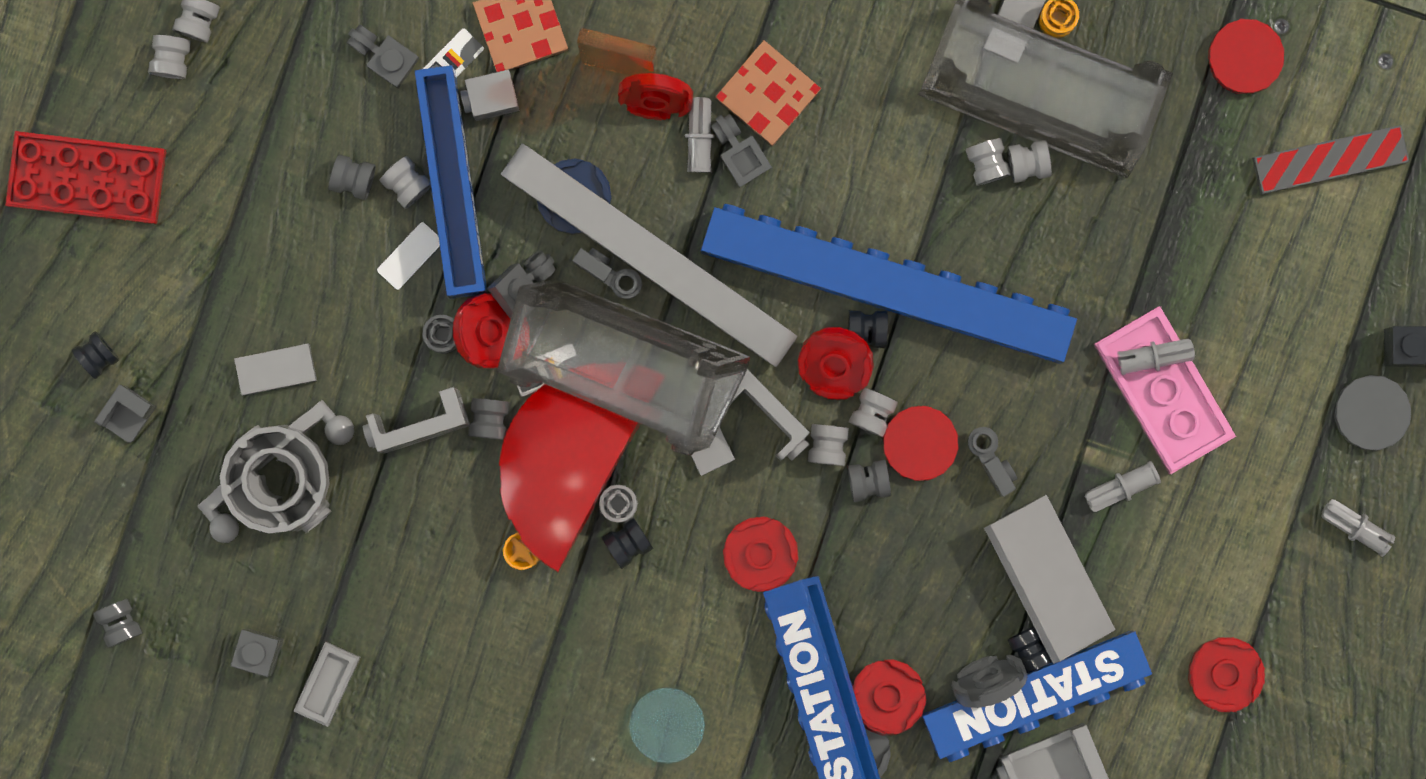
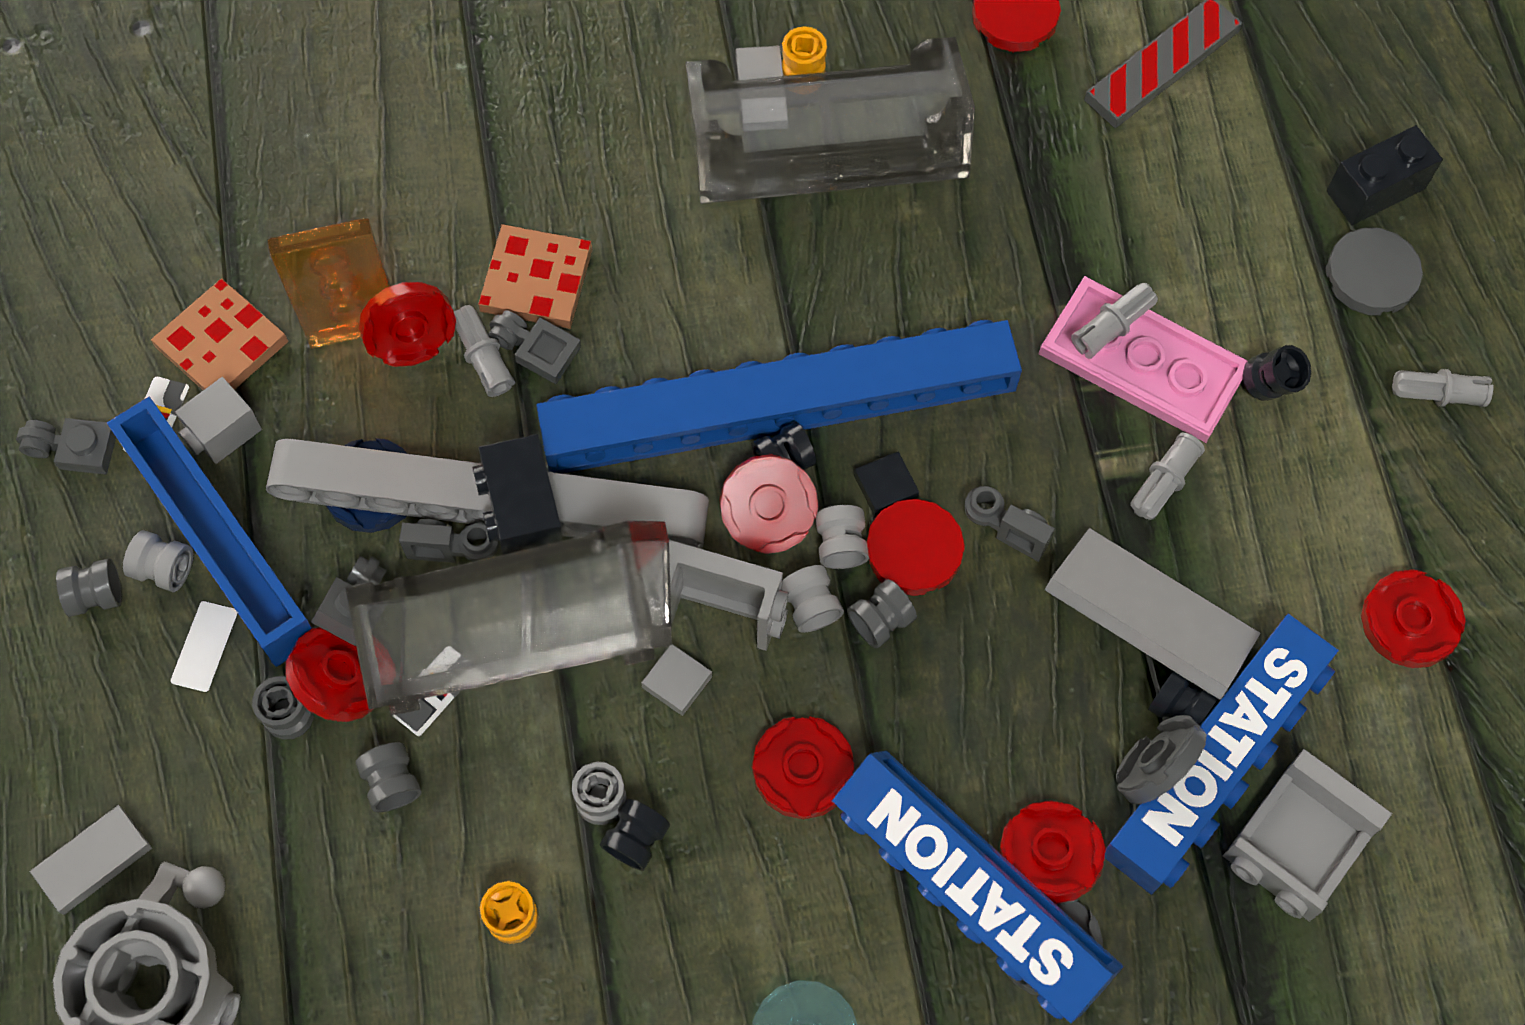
camera: 25 degrees left, 20 degrees down
(453, 420) = (304, 828): light grey panel -> none
(556, 468) = (500, 783): red brick -> none
(665, 279) = (519, 495): none -> black piece
(927, 387) = (886, 482): none -> black tile
(988, 161) = (814, 223): light grey wheel -> none
(1029, 162) = (859, 202): light grey wheel -> none
(1244, 456) = (1277, 373): none -> black wheel

